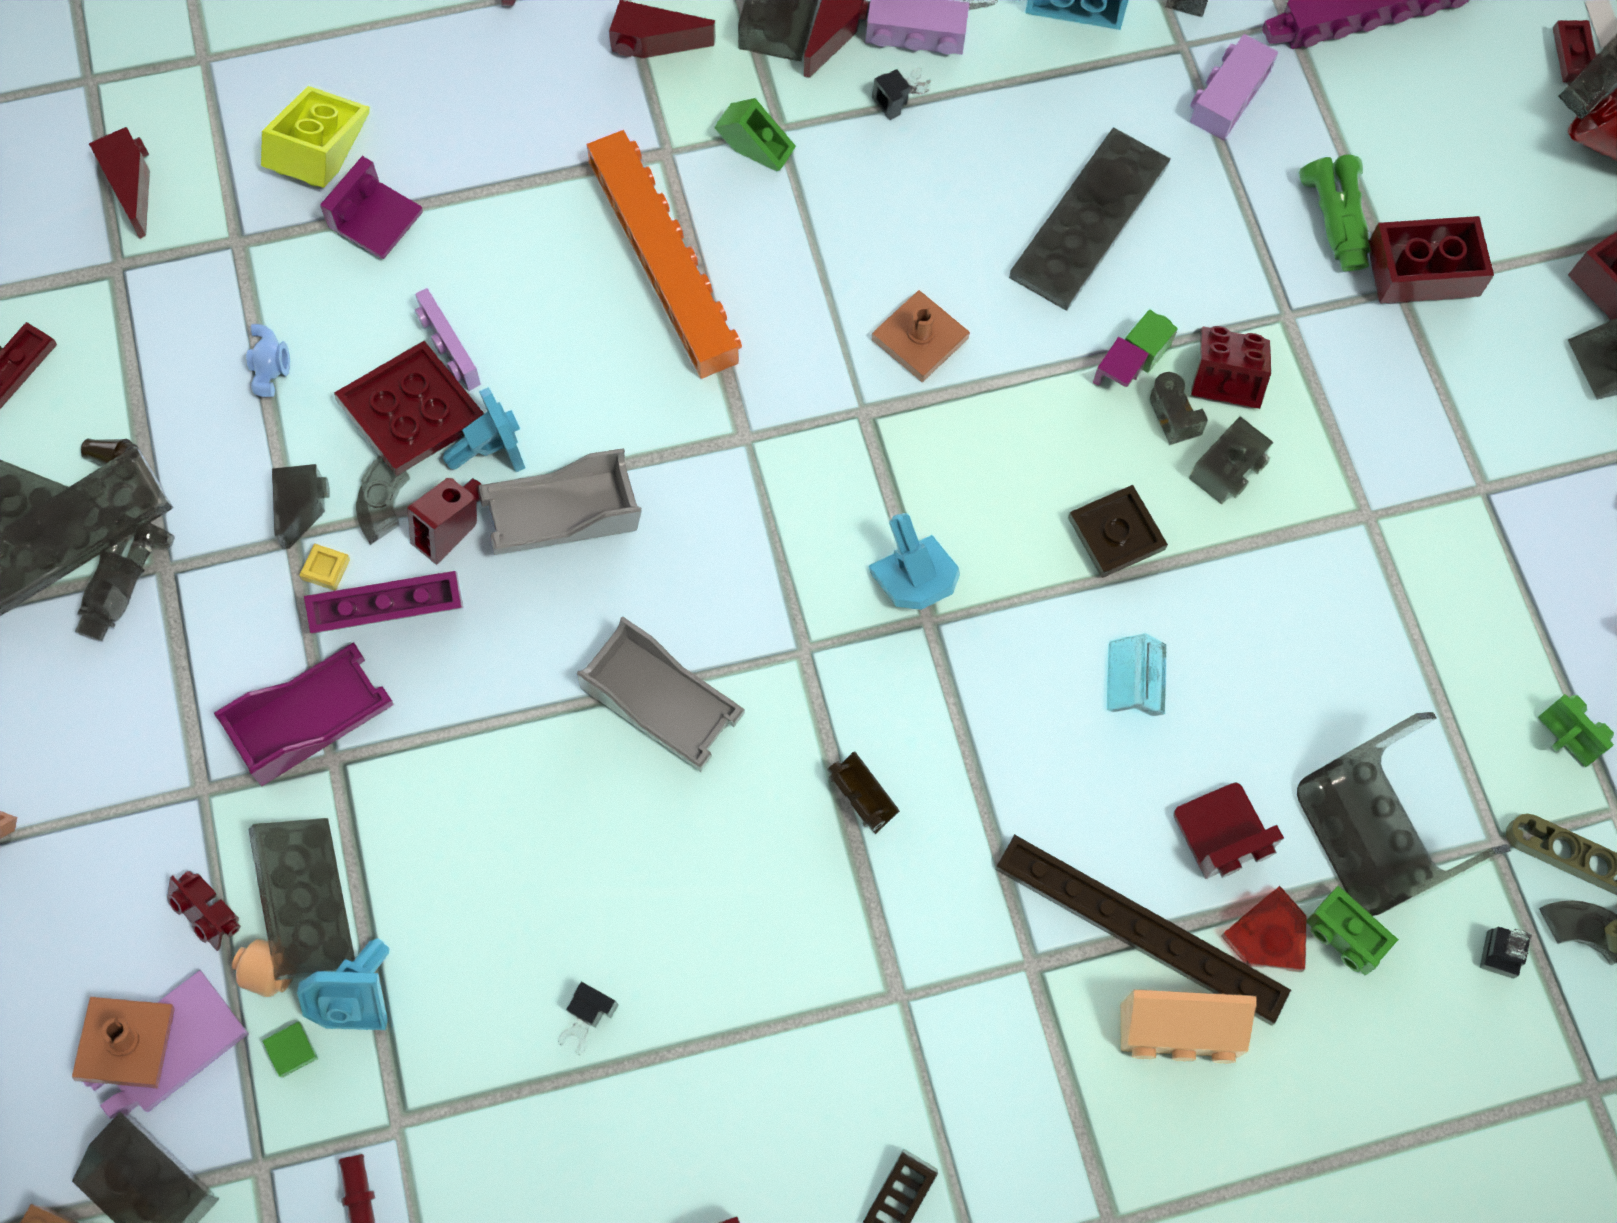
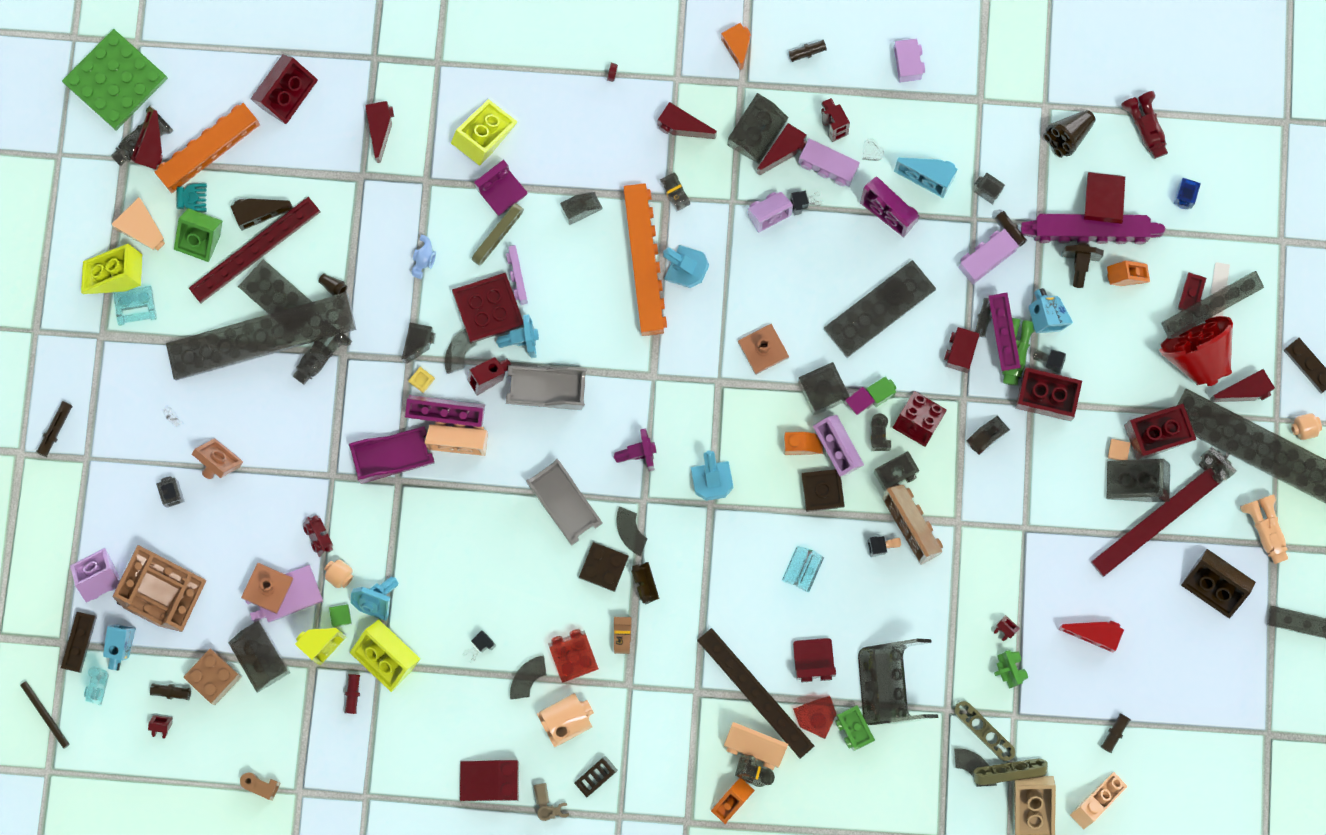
camera: 25 degrees right, 10 degrees up
(260, 1113) = (319, 643): none -> neon yellow slope
(301, 897) = (365, 546): clear smoke plate -> none
(389, 286) = (497, 234): none -> olive beam
(401, 1097) = (384, 655): none -> neon yellow slope
(422, 647) = (457, 439): none -> light nougat slope
(520, 204) = (580, 207): none -> clear smoke slope
(676, 134) = (674, 191): none -> clear smoke leg
(697, 1046) = (526, 676): none -> clear smoke tile
(740, 241) = (686, 267): none -> medium azure piece
(755, 134) = (716, 205): bright green slope -> none
(772, 559) = (642, 450): none -> magenta piece
(774, 790) = (603, 567): none -> dark brown plate
(774, 972) = (572, 655): none -> clear red plate
(798, 712) = (629, 532): none -> clear smoke tile
(805, 1100) = (566, 719): none -> light nougat cylinder
(851, 117) = (770, 211): none -> lavender slope
(853, 901) = (622, 635): none -> medium nougat leg
(1041, 55) = (888, 206): none -> magenta wedge
(1048, 465) = (802, 443): none -> orange slope
(1050, 364) = (823, 388): none -> clear smoke brick
(1115, 445) = (838, 445): none -> lavender brick
(1183, 1149) = (732, 800): none -> orange slope
(1202, 1079) = (753, 773): none -> clear smoke leg
(1234, 30) = (1011, 228): none -> dark brown pin
(1255, 236) = (962, 349): none -> dark red brick
(1255, 594) = (878, 545): none -> black piece
(1267, 179) = (984, 318): none -> clear smoke pin
(1296, 537) = (912, 524): none -> medium nougat slope
(1316, 181) = (1004, 331): none -> magenta piece
(1356, 357) = (987, 435): none -> clear smoke slope
(1371, 137) = (1048, 313): none -> medium azure torso
(1385, 39) = (1082, 256): none -> dark brown piece
(1412, 205) = (1054, 360): none -> black piece
(1462, 49) = (1128, 273): none -> orange slope
(1505, 951) = (925, 763): black piece -> none
(1536, 659) = (1007, 626): none -> dark red tile
(1577, 316) = (1118, 450): none -> light nougat tile

